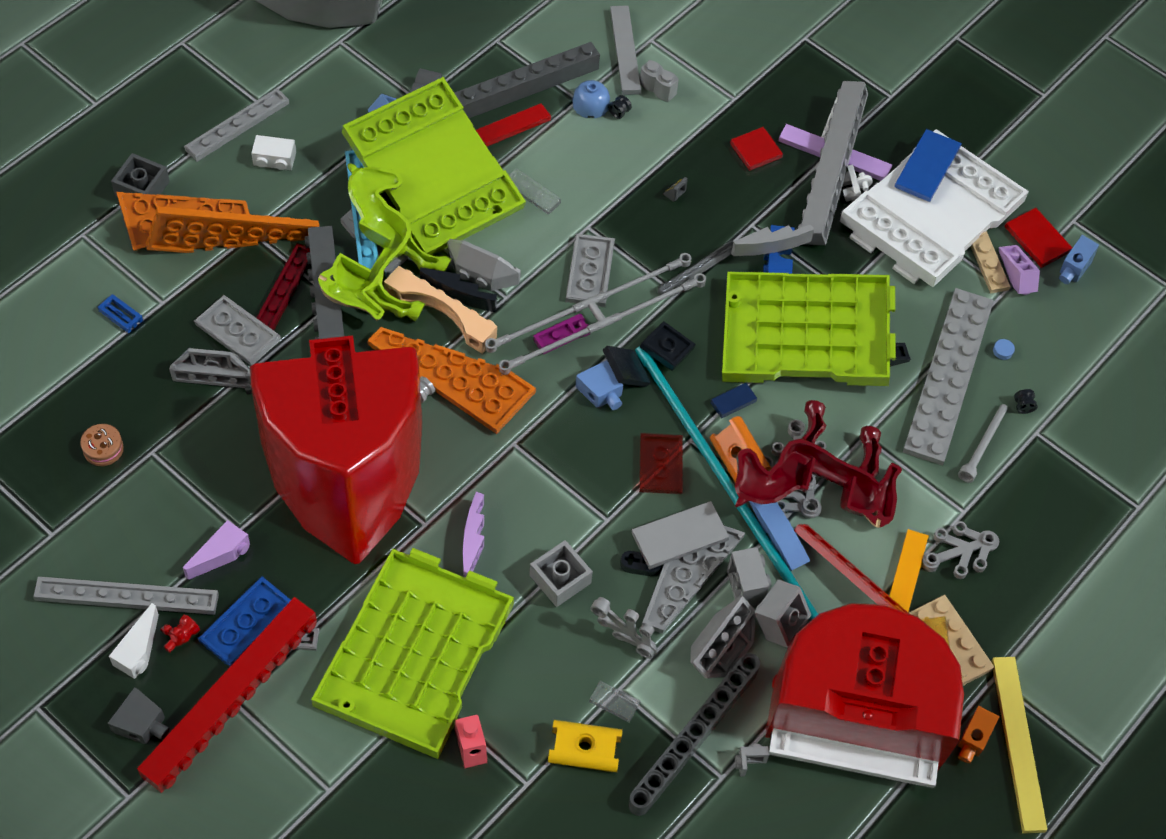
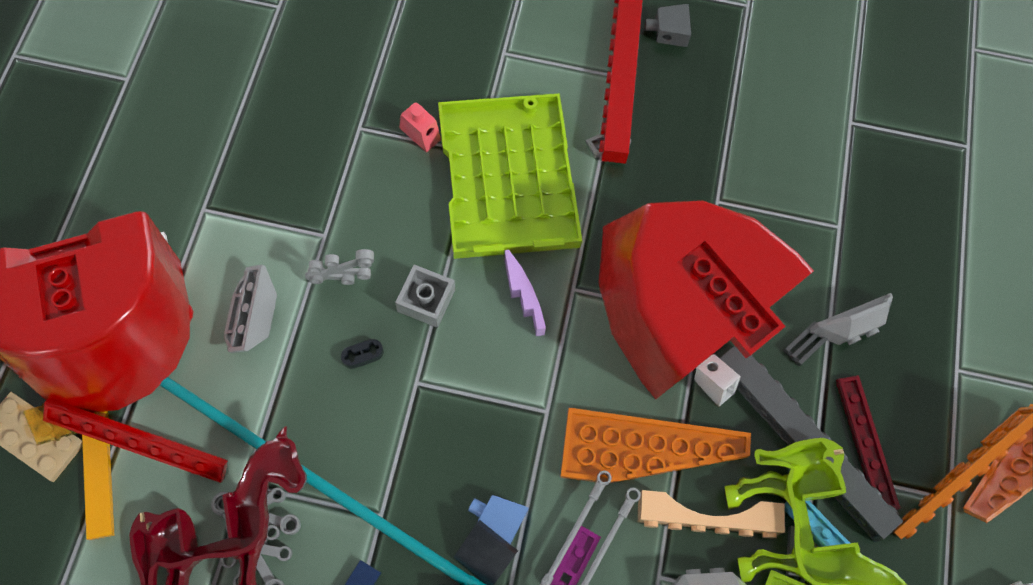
camera: 150 degrees right, 10 degrees up
(102, 444) = (881, 205): nougat head -> none
(126, 595) = (754, 102): light grey plate -> none
(131, 322) = (982, 327): blue tile -> none
(135, 648) = (715, 71): white slope -> none
(181, 633) = (693, 96): red piece -> none
(219, 550) = (717, 174): lavender slope -> none
(237, 330) = (870, 374): light grey tile -> none
(244, 621) = (653, 133): blue tile -> none
(426, 388) = (665, 410): light grey wheel -> none
(465, 292) = (716, 547): black slope -> none
(569, 753) = (339, 167): yellow piece -> none
(614, 701) = (322, 222): clear tile -> none
(661, 463) = (396, 470): clear red tile -> none
(680, 535) = (335, 393): light grey tile -> none
(683, 579) = (315, 381): light grey wing -> none
(689, 741) = (238, 235): dark grey beam -> none
(734, 439) = (318, 518): orange piece -> none
(748, 575) = (248, 380): light grey brick -> none
(751, 755) = (182, 231): light grey bracket -> none
(781, 534) = (231, 448): medium blue slope -> none
(782, 613) = (201, 360): light grey brick -> none
(962, 548) = (43, 544): light grey plant -> none

